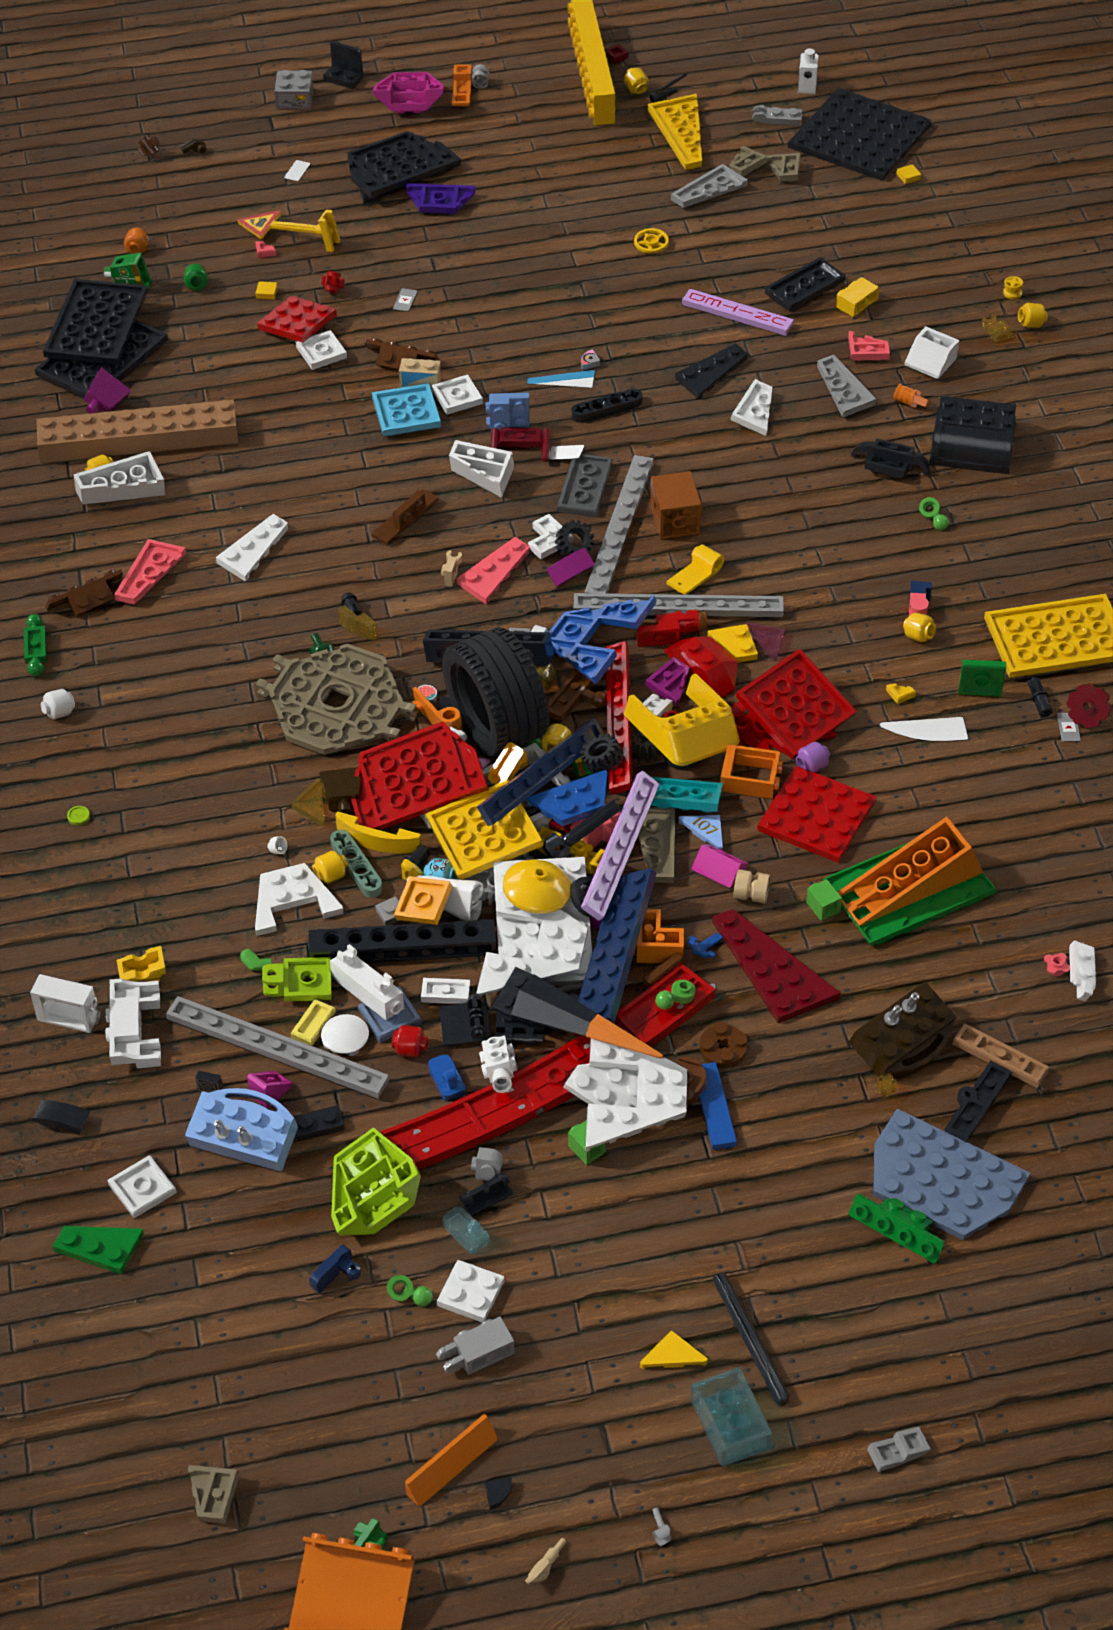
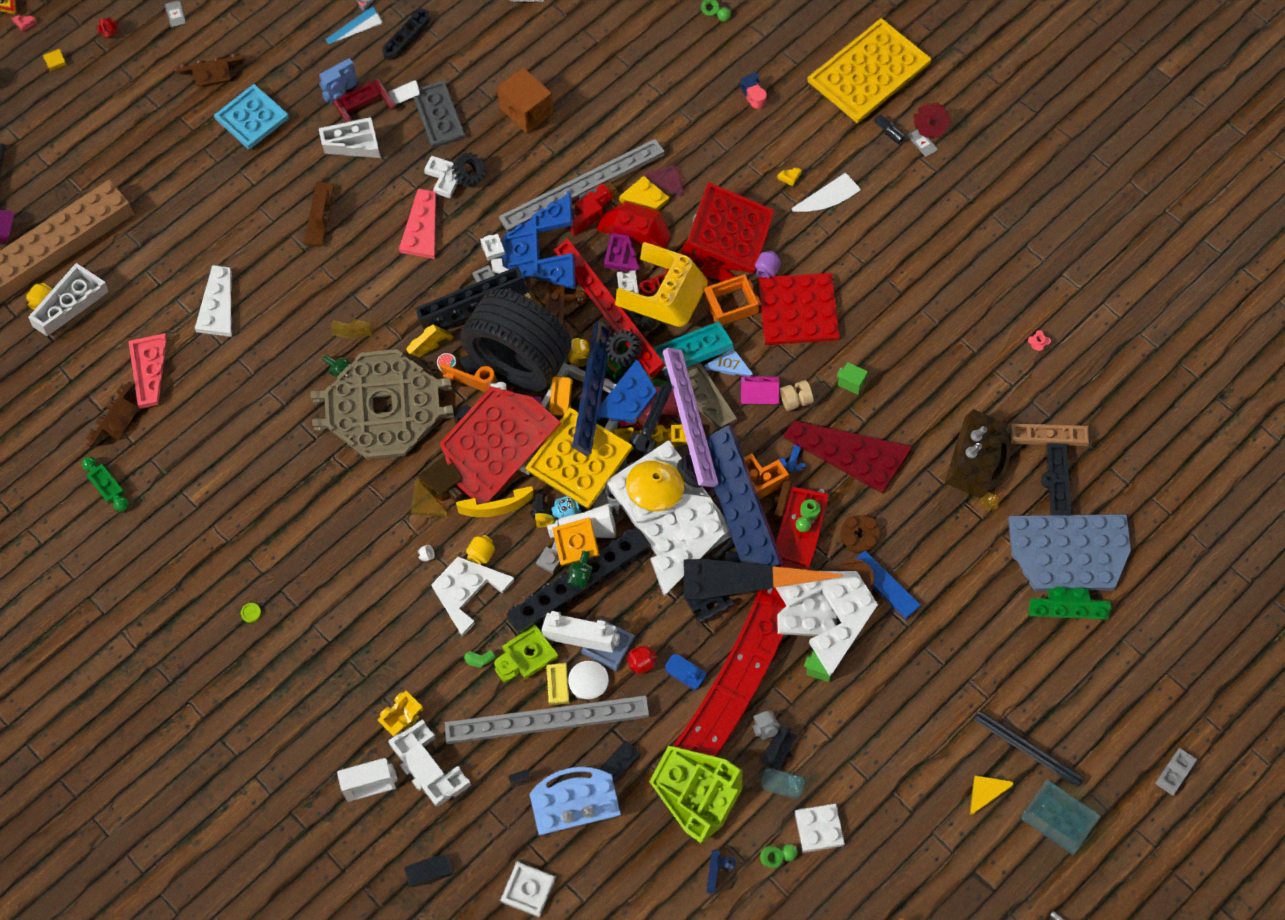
camera: 30 degrees left, 15 degrees up
(57, 704) = (164, 526): white head -> none
(269, 1083) = (564, 754): dark pink slope -> none
(297, 319) = (102, 76): red plate -> none
(321, 350) = (142, 95): white plate -> none
(350, 602) = (330, 313): black pin -> none
(359, 861) = (497, 532): sand green beam -> none
(405, 927) = (580, 571): none -> dark green piece
(419, 372) = (240, 79): tan brick -> none
(419, 665) = (428, 341): none -> yellow wing
(445, 990) = (637, 603): white plate -> none
(450, 569) = (388, 245): tan plate -> none
(457, 394) = (282, 82): white plate -> none
(465, 1022) = (668, 620): black hinge -> none
(478, 1347) = (857, 868): light grey hinge -> none
(498, 1063) = (720, 642): white brick -> none
(546, 615) = (492, 246): none -> white bracket
(570, 566) = (480, 194): magenta slope -> none
(619, 525) = (490, 138): light grey plate -> none
(704, 565) = (576, 148): yellow door -> none
(912, 884) = (902, 331): orange piece -> none
(919, 627) = (769, 114): yellow head -> none
(982, 677) = (844, 136): green tile -> none
(1082, 969) = (1059, 336): white hinge -> none

